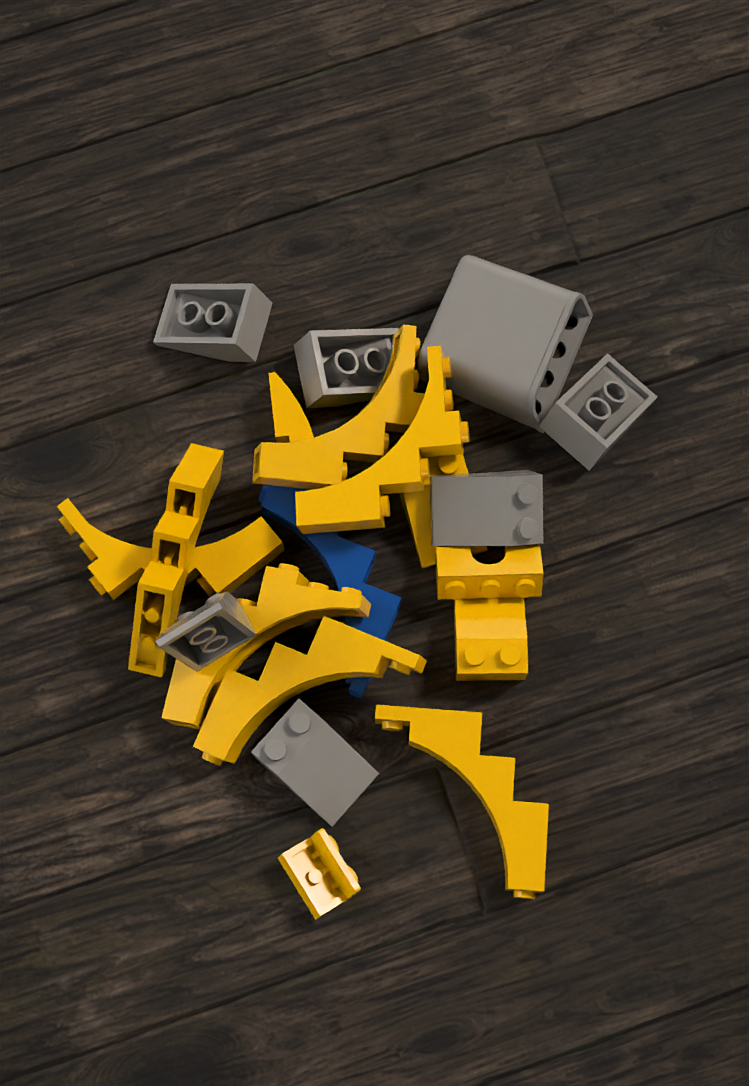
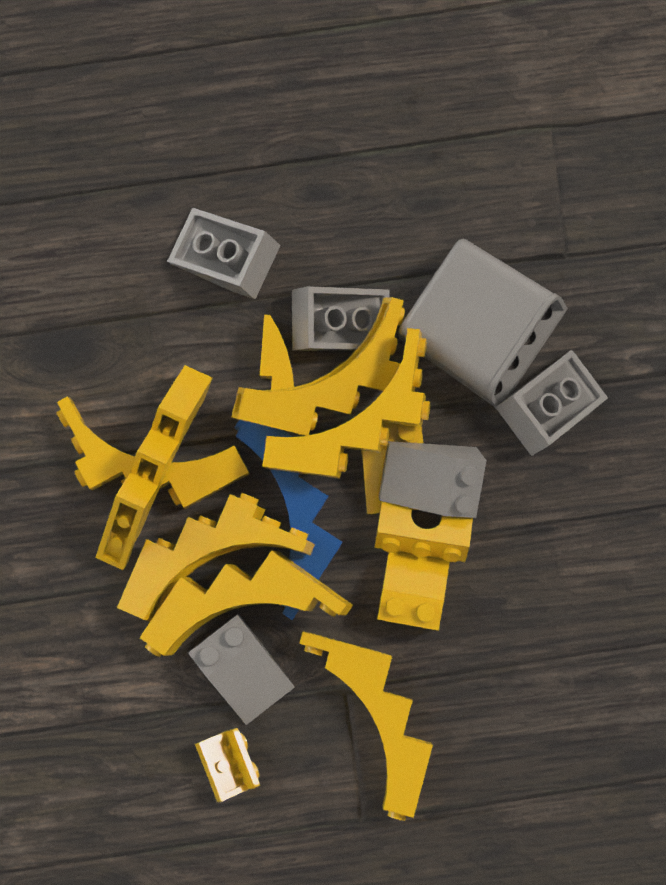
camera: 10 degrees right, 10 degrees up
(208, 632) = (167, 545): light grey slope -> none

